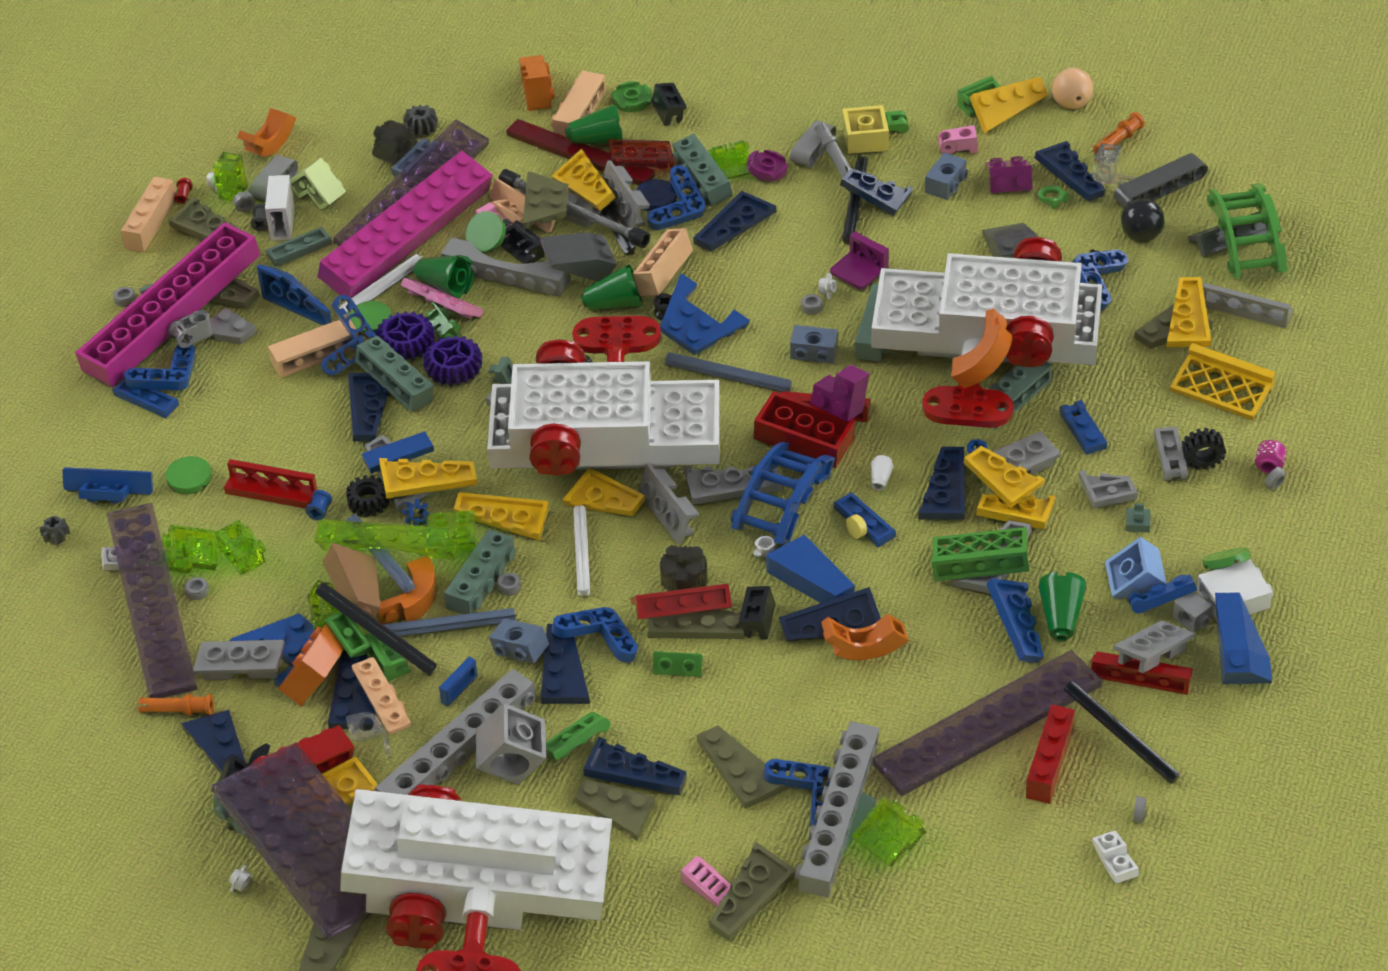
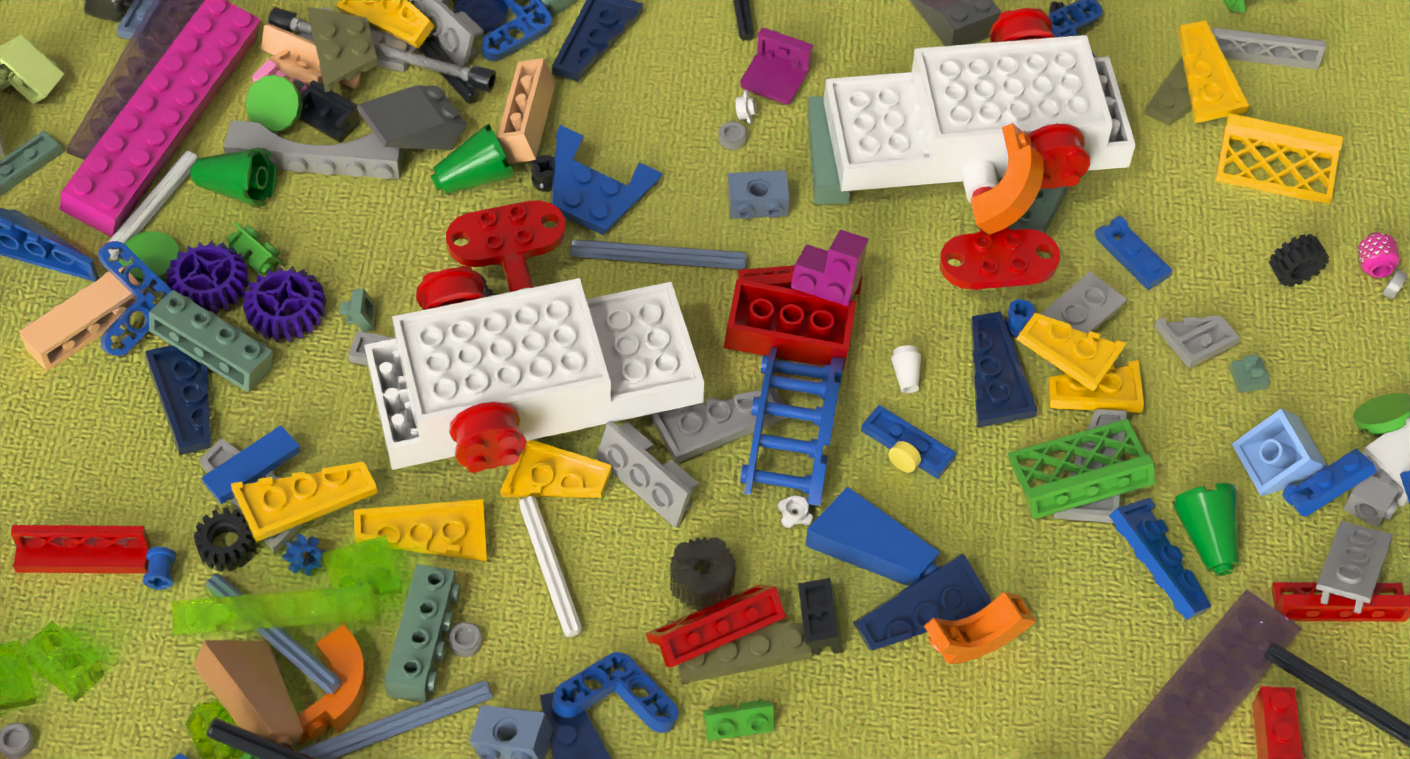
camera: 20 degrees left, 10 degrees up
(448, 302) = (231, 209): bright pink wing -> none
(1170, 453) = (1255, 271): light grey plate -> none

